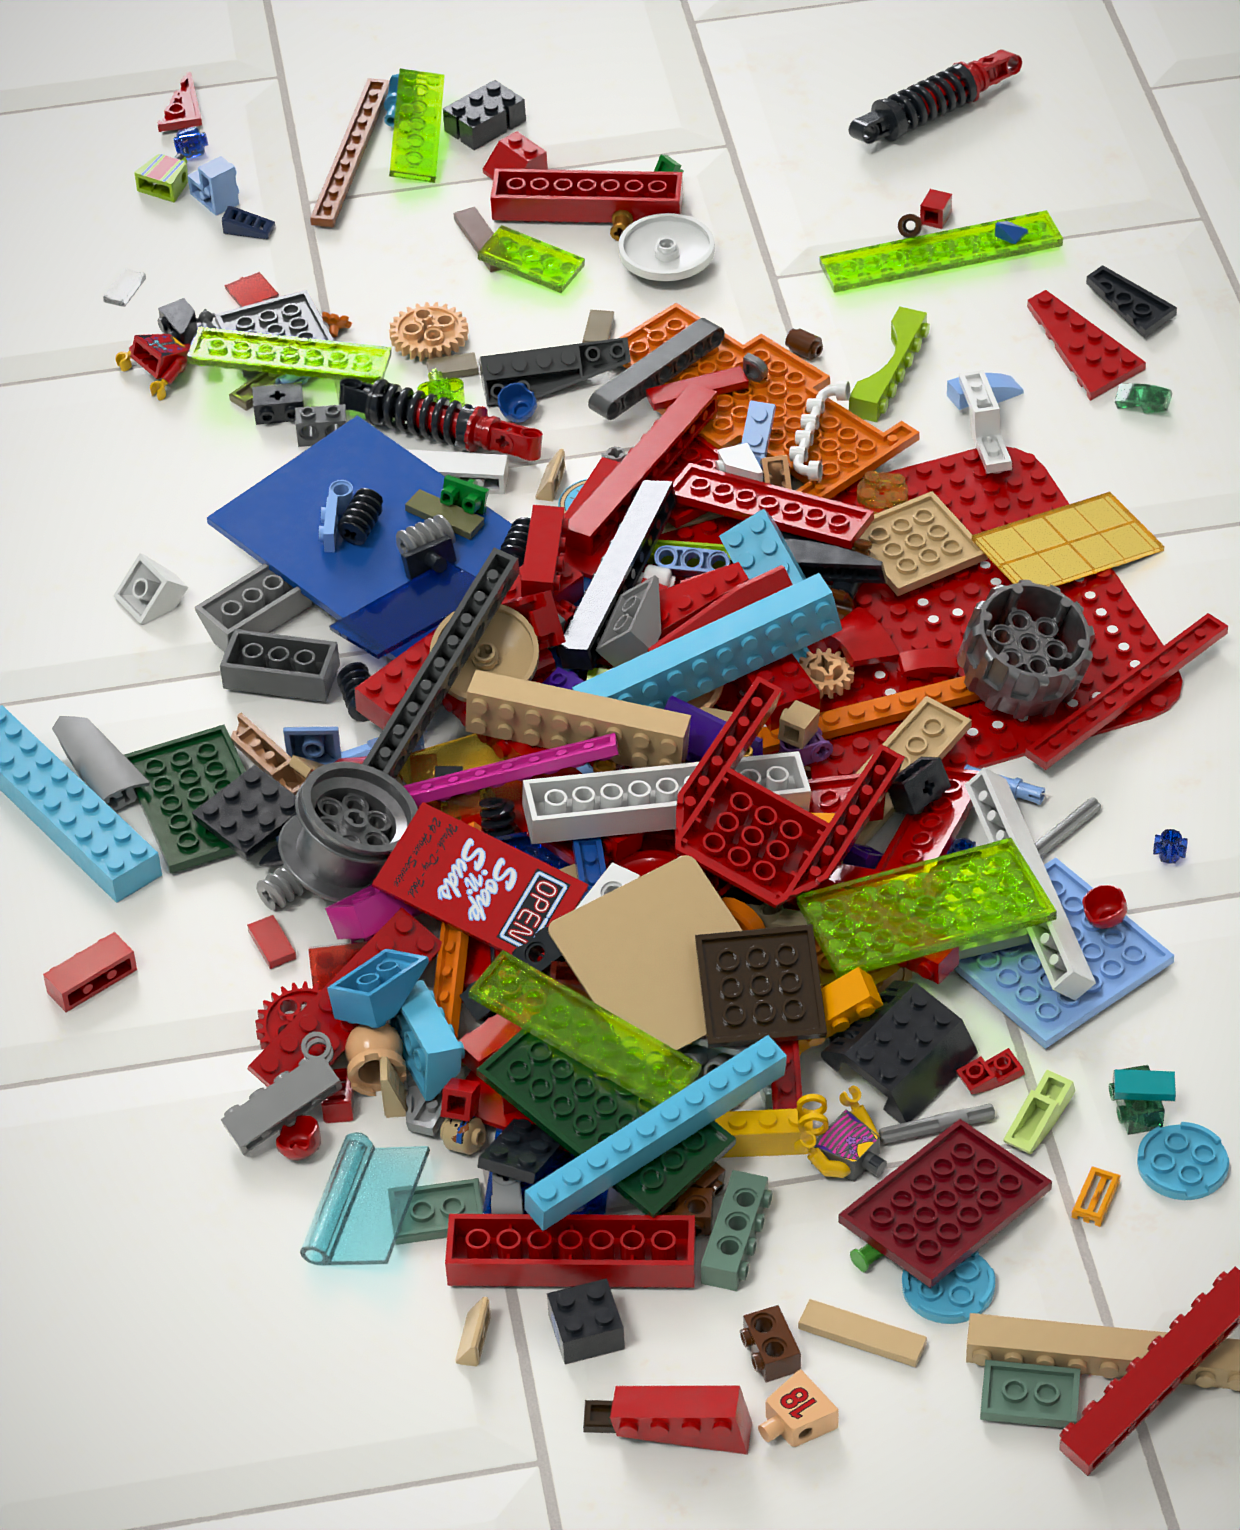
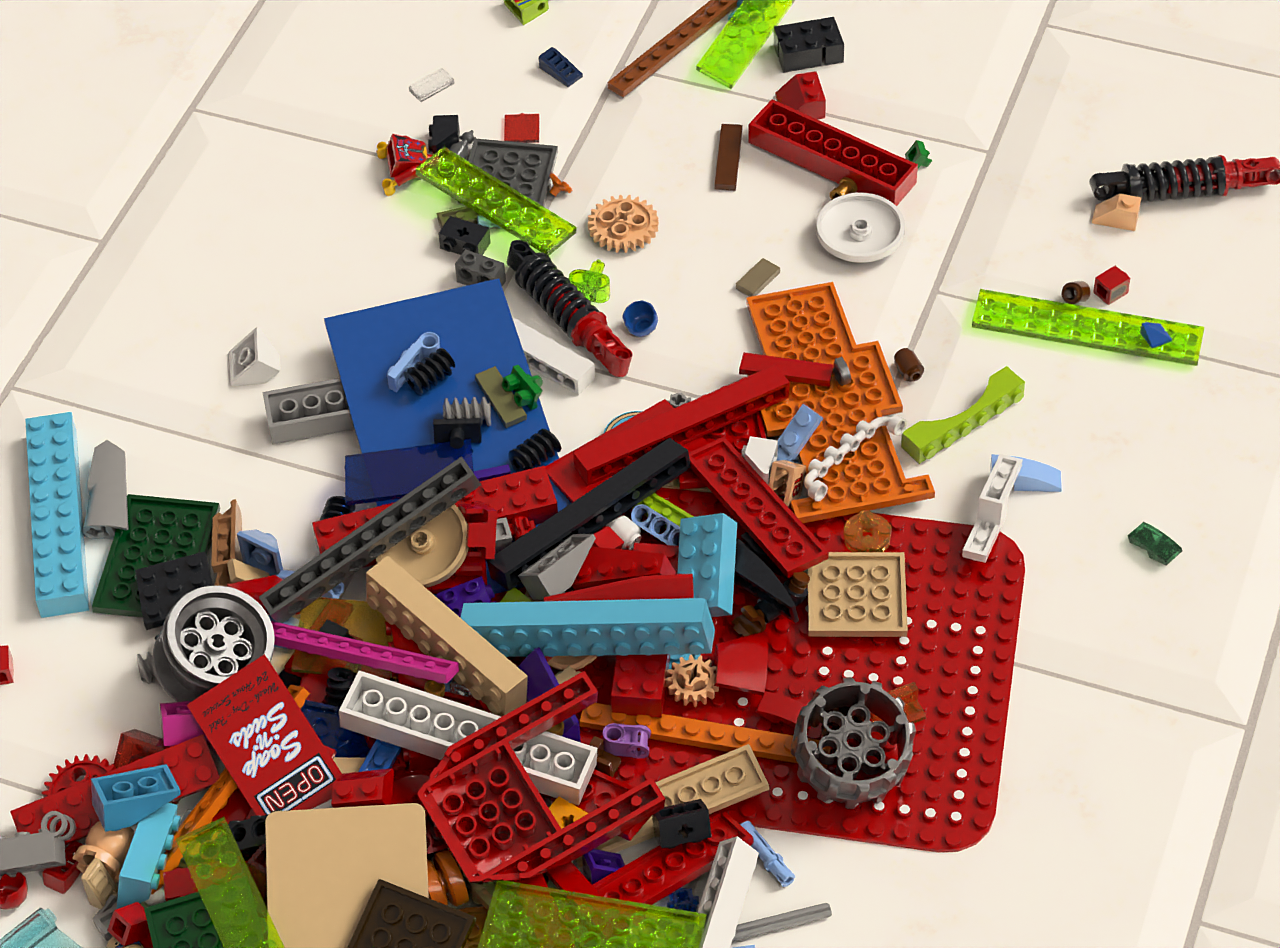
camera: 30 degrees right, 5 degrees up
(215, 185) = (555, 25): light blue brick -> none
(271, 941) = (119, 708): tile -> none
(280, 665) = (293, 471): dark grey brick -> none
(454, 365) = (622, 262): dark tan tile -> none
(531, 259) = (748, 192): clear neon green plate -> none
(544, 549) = (530, 471): red brick -> none
(550, 367) = (687, 299): dark grey wedge -> none
(552, 477) = (622, 399): tan slope -> none
(614, 871) = (363, 788): none -> red slope
(656, 368) = (766, 337): beam -> none
(798, 724) = (625, 720): tan brick -> none
(893, 147) = (1118, 212): none -> light nougat slope
(1068, 542) = (985, 653): clear yellow piece -> none
(1084, 348) = (1144, 476): red wing -> none
(1126, 691) = (928, 818): red plate -> none
(1132, 302) = (1215, 447): black wing -> none

